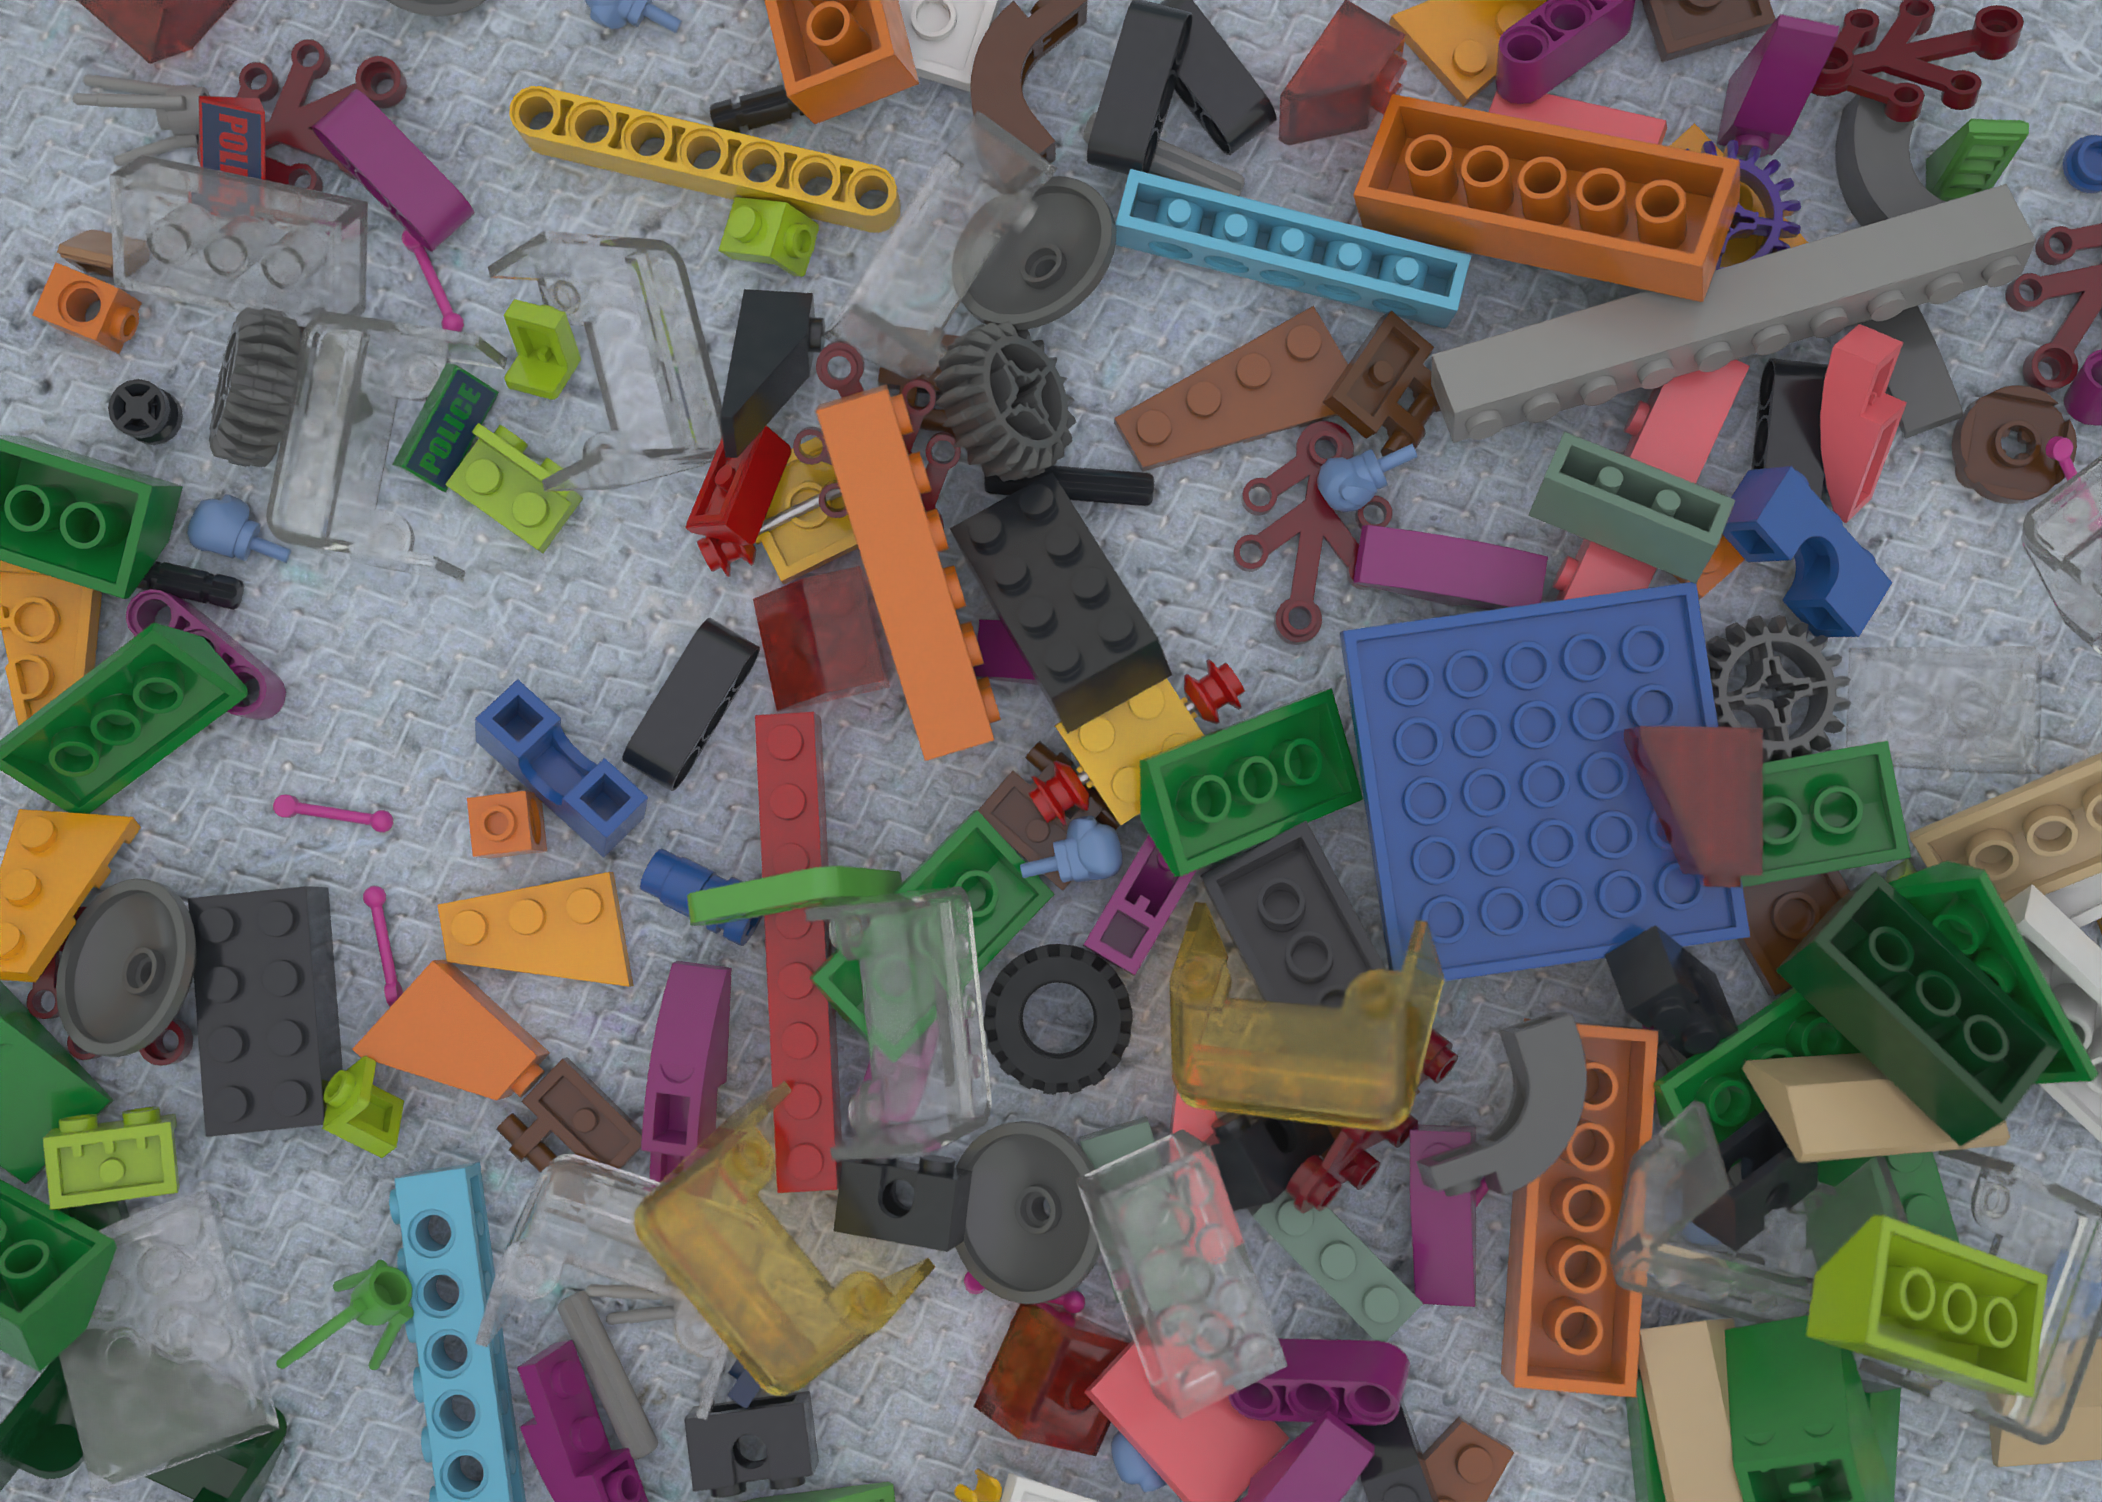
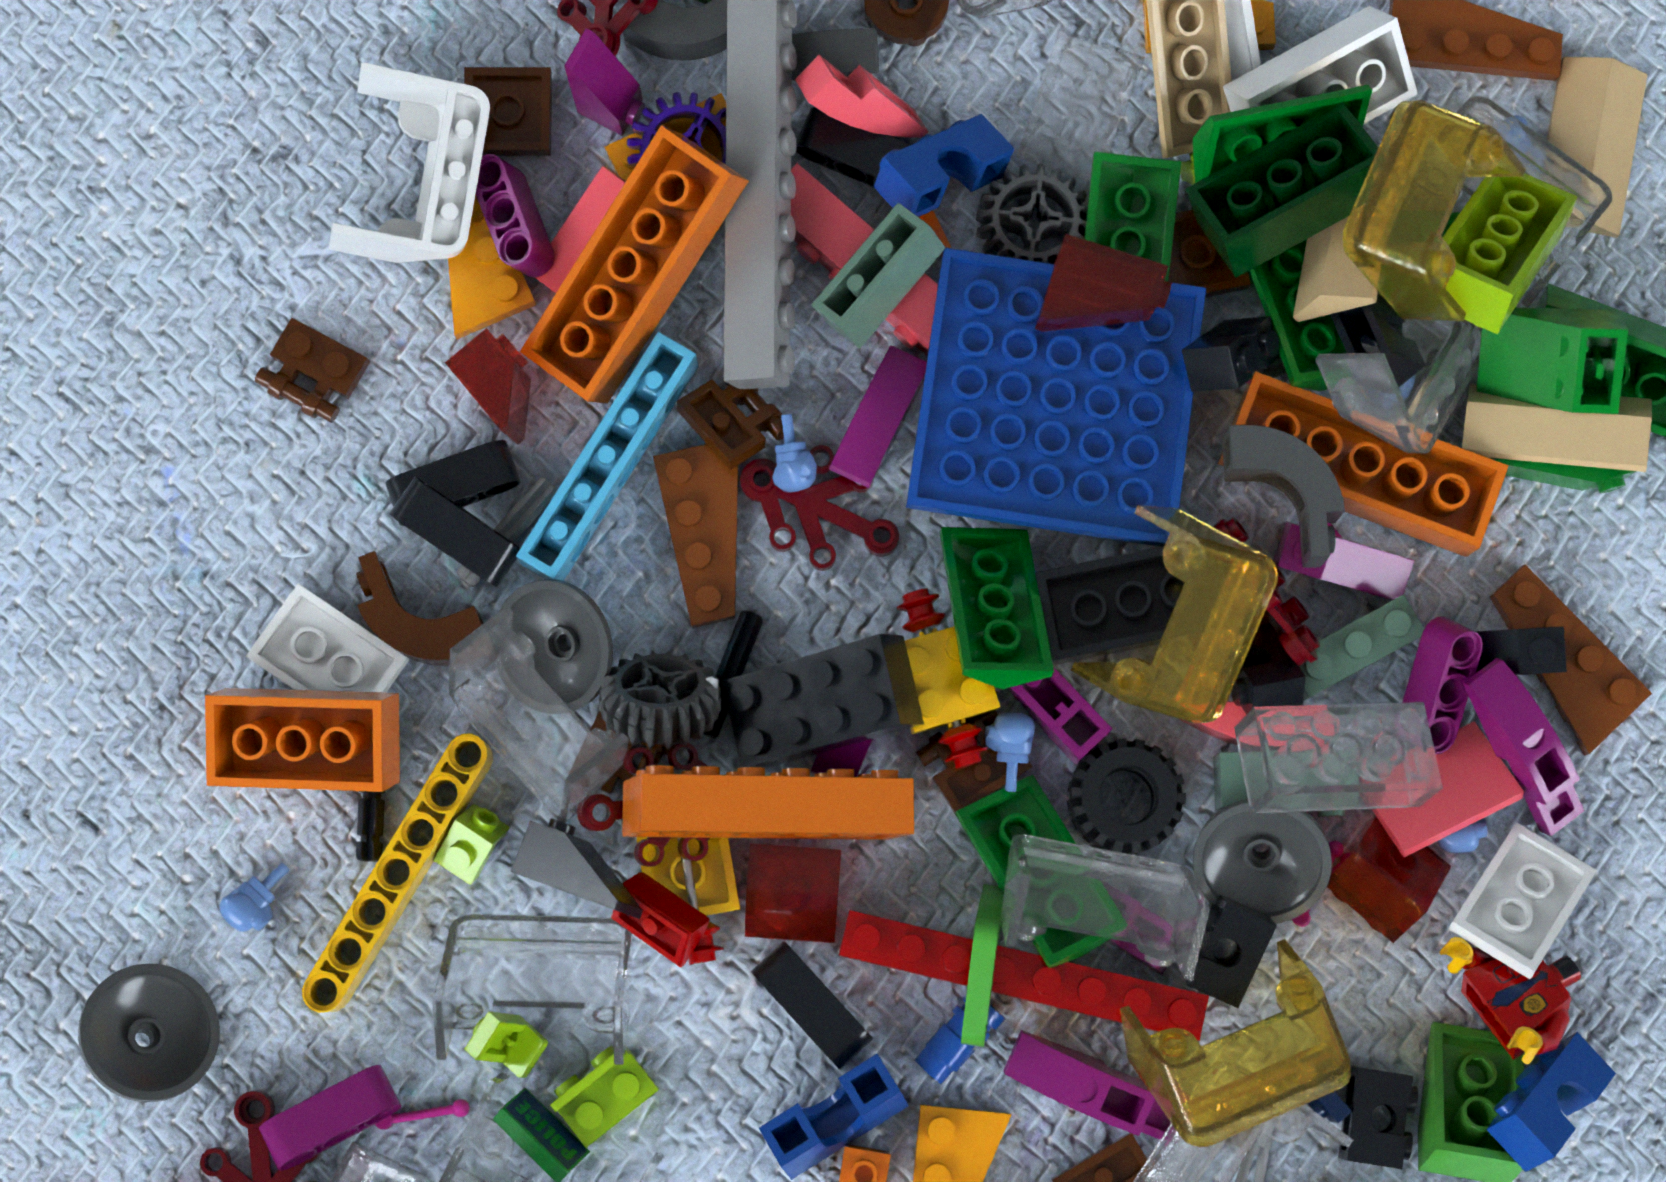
camera: 80 degrees left, 5 degrees down
(1960, 1168) = (1408, 202): none -> clear yellow windscreen

